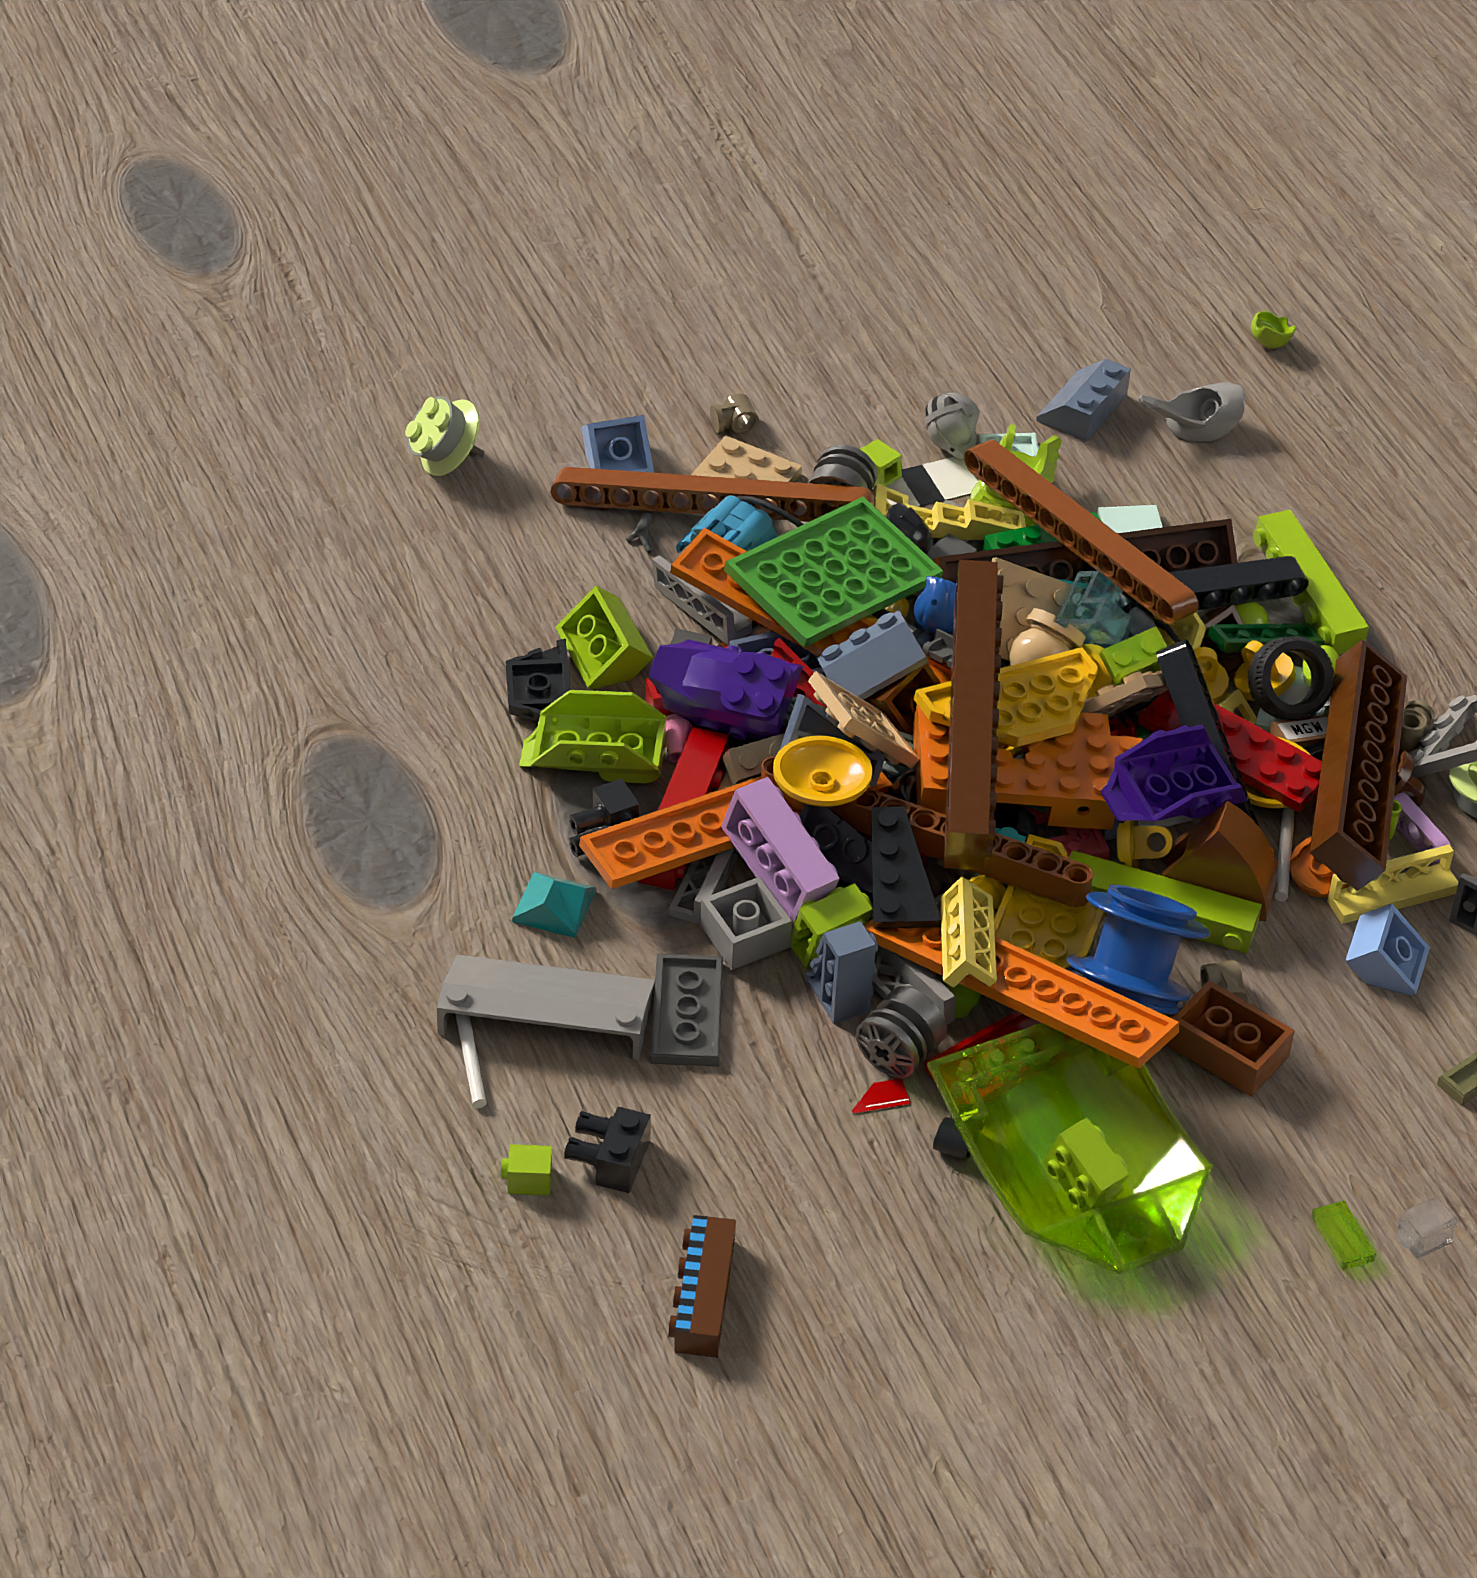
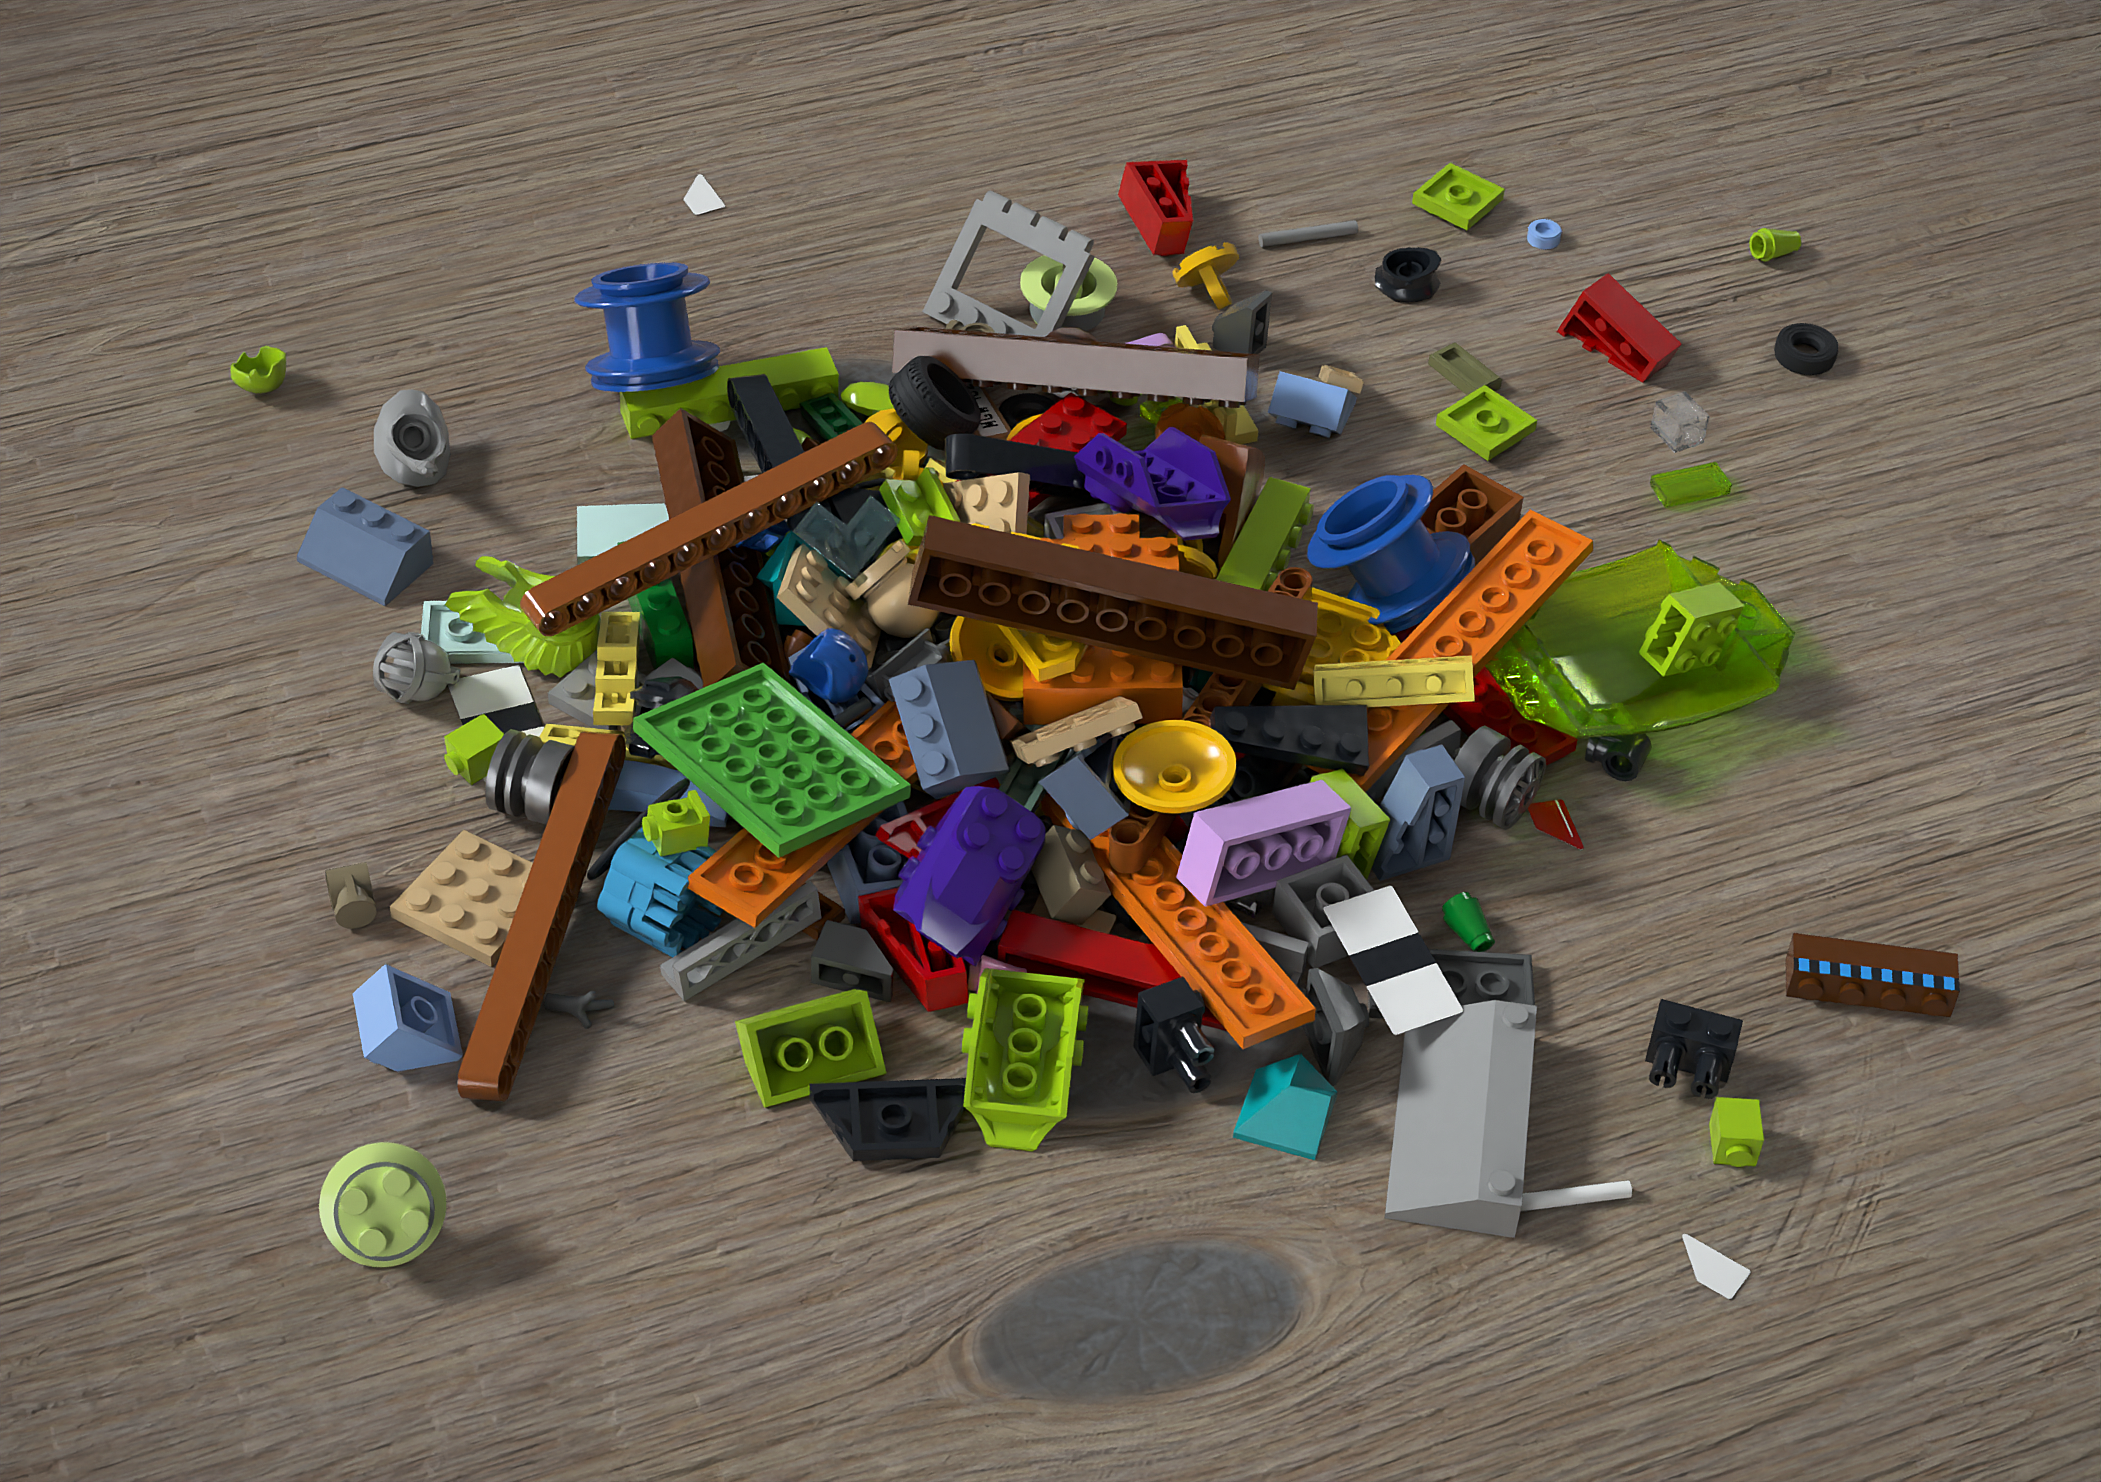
camera: 90 degrees left, 0 degrees up
(404, 1154) = (1714, 1268): none -> white sticker
(623, 916) = (1337, 1025): none -> dark grey slope
(684, 947) = (1393, 960): none -> white sticker
(749, 510) = (677, 825): none -> lime brick
(751, 1019) = (1468, 921): none -> green cone
(1333, 502) = (647, 328): none -> blue wheel
(1393, 1079) = (1486, 422): none -> lime plate
(1416, 965) = (1341, 378): none -> tan tile

